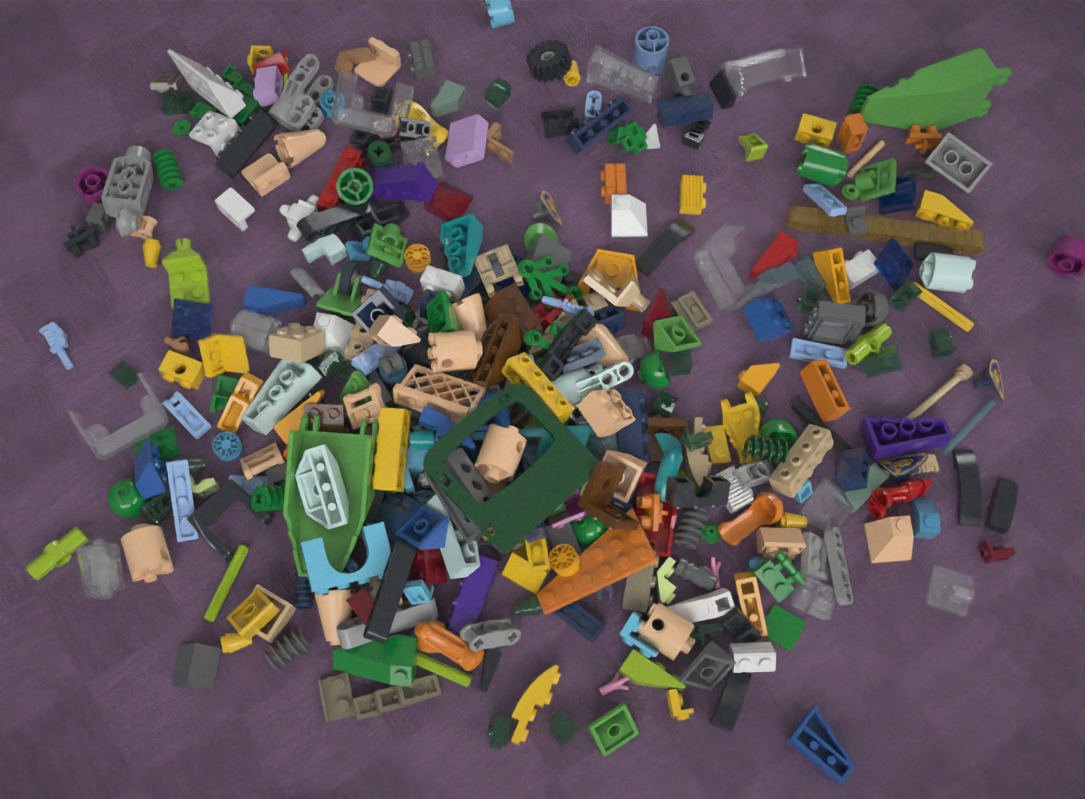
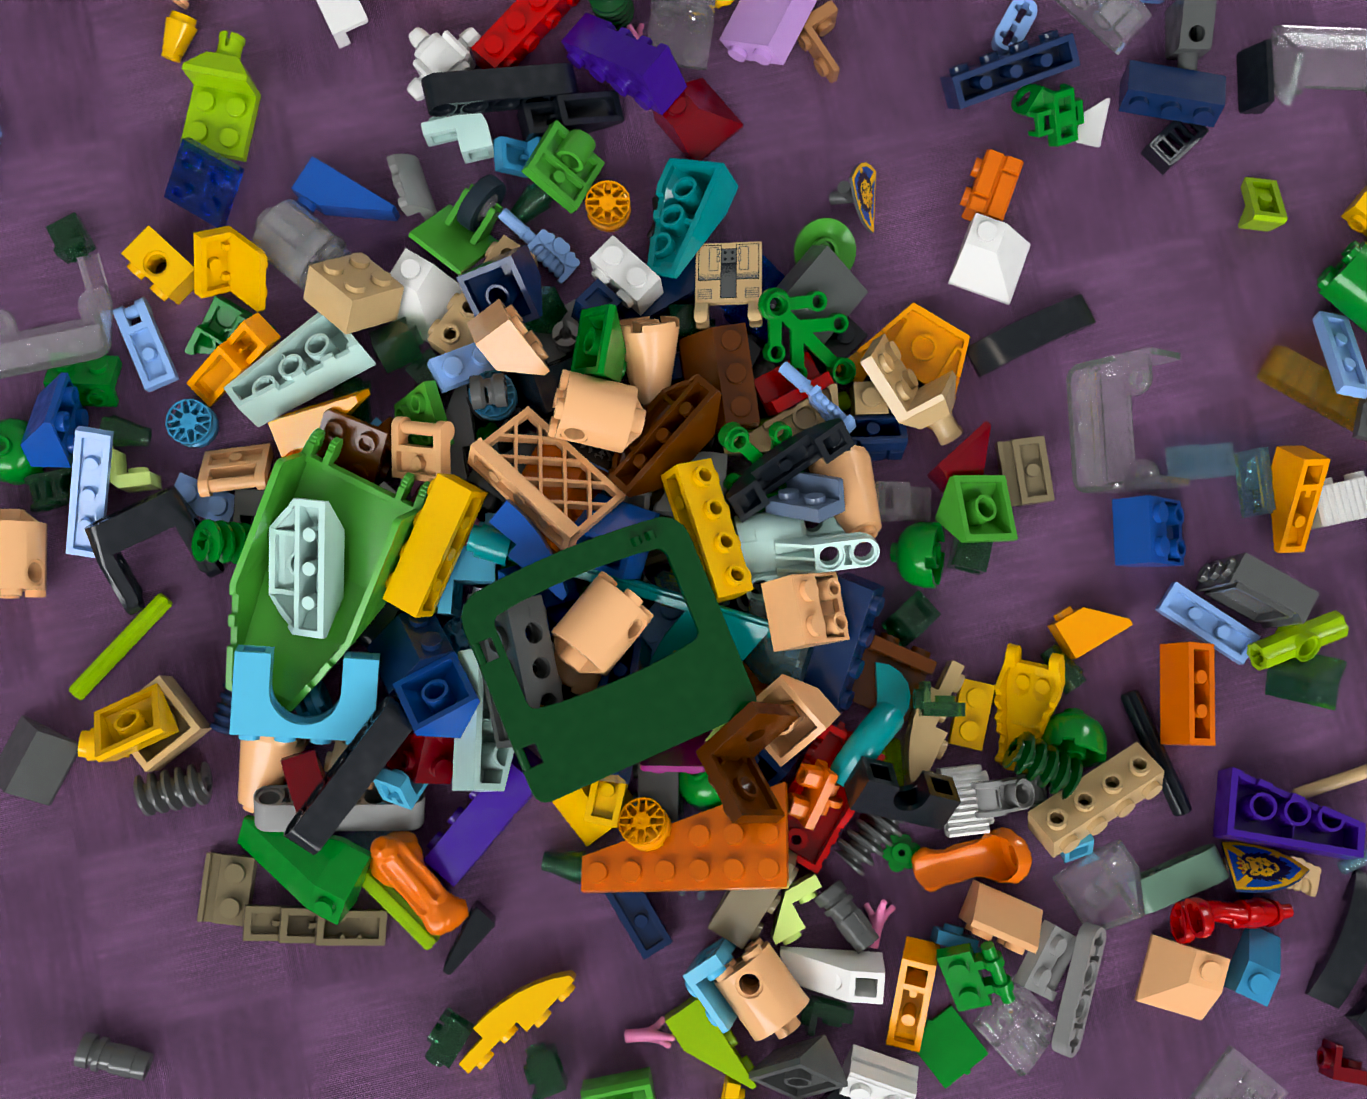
camera: 20 degrees right, 15 degrees up
(179, 345) = (171, 219): nougat piece -> none
(354, 186) = (544, 41): green cylinder -> none
(490, 634) = (486, 891): light grey piece -> none
(559, 122) = (944, 37): black bracket -> none
(692, 194) = (1115, 258): yellow brick -> none
(740, 626) = (881, 1027): black slope -> none
(776, 255) = (1217, 422): red slope -> none
(791, 520) = (1037, 889): yellow cone -> none
(812, 295) = (1248, 529): clear green brick -> none
(853, 469) = (1173, 847): dark blue brick -> none
(876, 306) = (1335, 575): dark grey cylinder -> none

